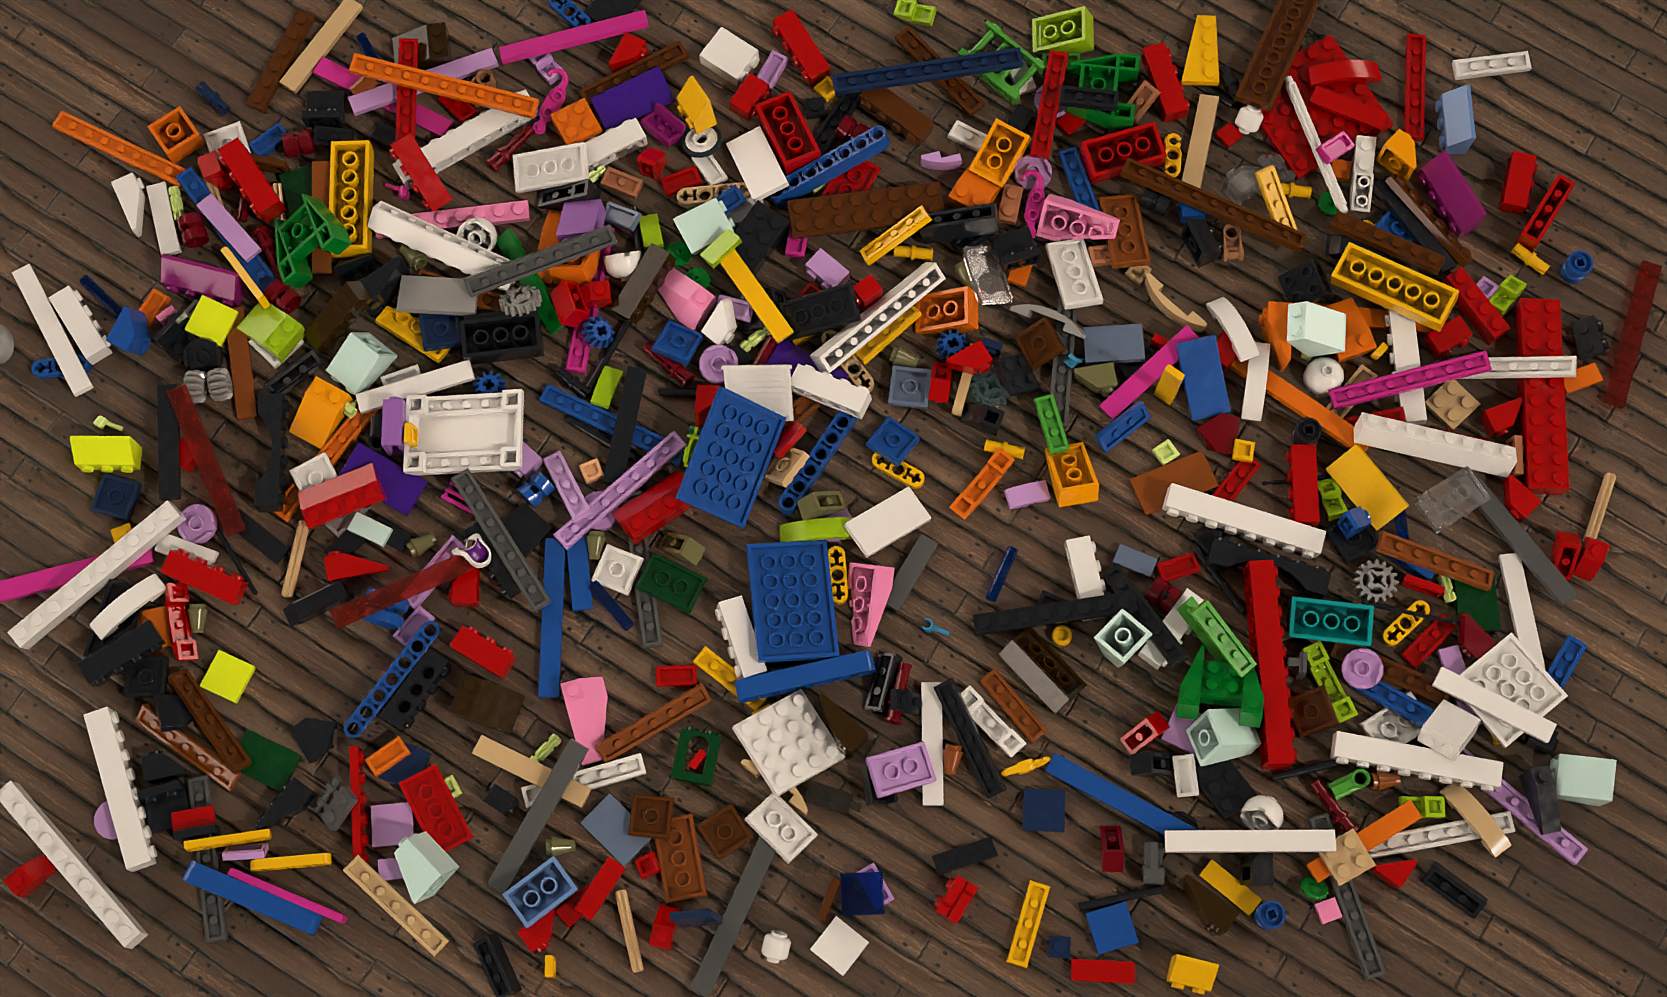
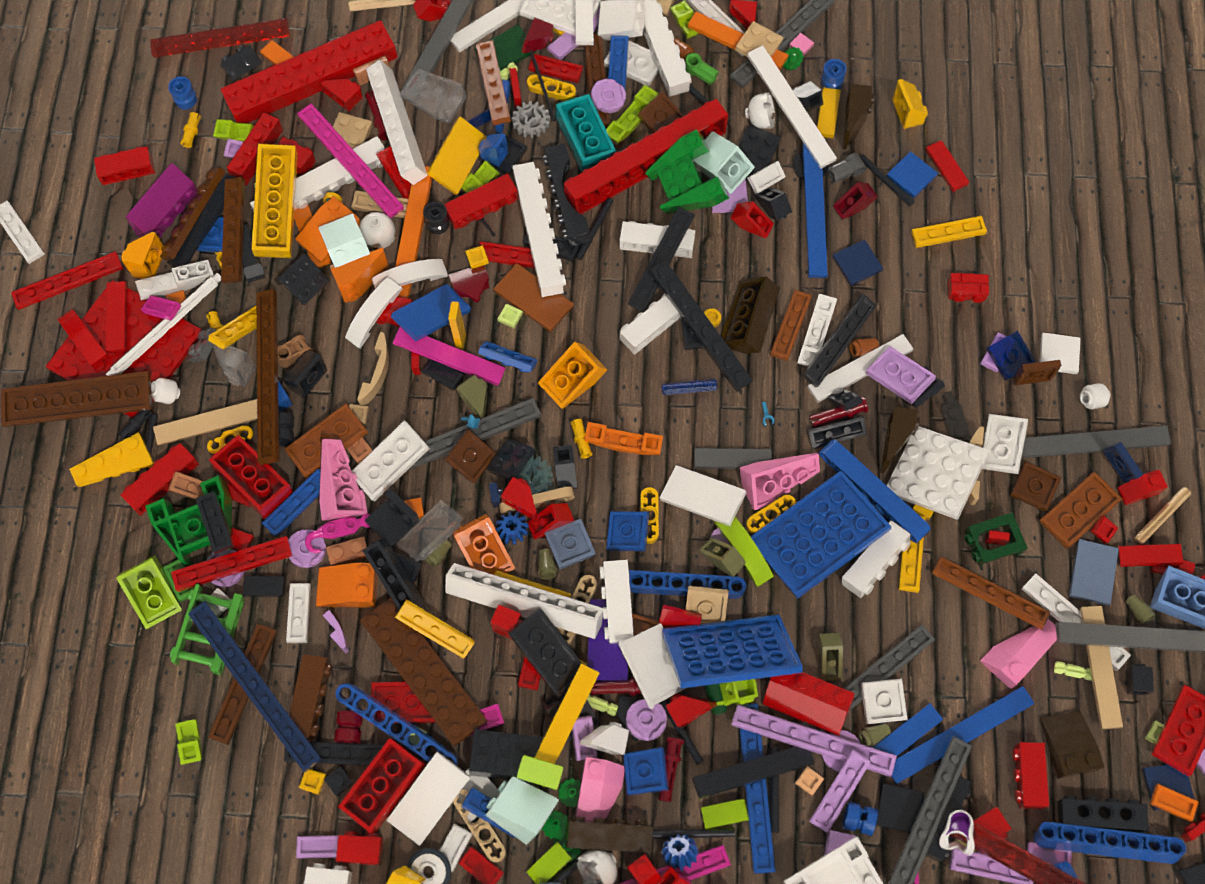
camera: 120 degrees left, 5 degrees down
(573, 382) = (739, 848): black pin -> none
(611, 605) = (918, 688): clear blue axle -> none
(651, 816) = (1066, 548): reddish brown tile -> none
(671, 583) = (866, 647): dark green tile -> none
(676, 676) = (939, 598): red tile -> none
(801, 48) = (280, 829): red brick -> none
(826, 270) = (501, 674): lavender brick -> none
(913, 252) = (440, 609): yellow pin -> none
(964, 856) = (931, 299): black slope -> none
(1000, 153) = (304, 579): light orange slope -> none
(1025, 766) = (834, 290): yellow piece -> none
(1027, 494) = (610, 400): lavender slope -> none
(1028, 311) = (445, 482): light grey slope -> none
(1051, 424) = (539, 409): bright green tile -> none
(1059, 947) = (950, 202): dark blue plate -> none
(1114, 344) = (437, 399): sand blue tile -> none
(1121, 638) = (695, 256): light aqua slope -> none
(1135, 561) = (617, 294): sand blue tile -> none
(1157, 589) = (634, 258): dark red wheel -> none
(1178, 567) = (603, 261): red tile -> none
(1216, 635) = (650, 194): bright green fence -> none
(1229, 135) = (186, 403): red tile -> none
(1298, 665) = (632, 134): dark grey plate -> none
(1327, 204) = (214, 298): green piece -> none
(1339, 816) = (728, 66): dark red pin -> none
(1456, 120) = (87, 229): medium blue slope -> none
(1518, 498) = (406, 54): red slope -> none
(1529, 367) = (294, 86): white tile -> none
(1545, 212) = (144, 132): red brick -> none

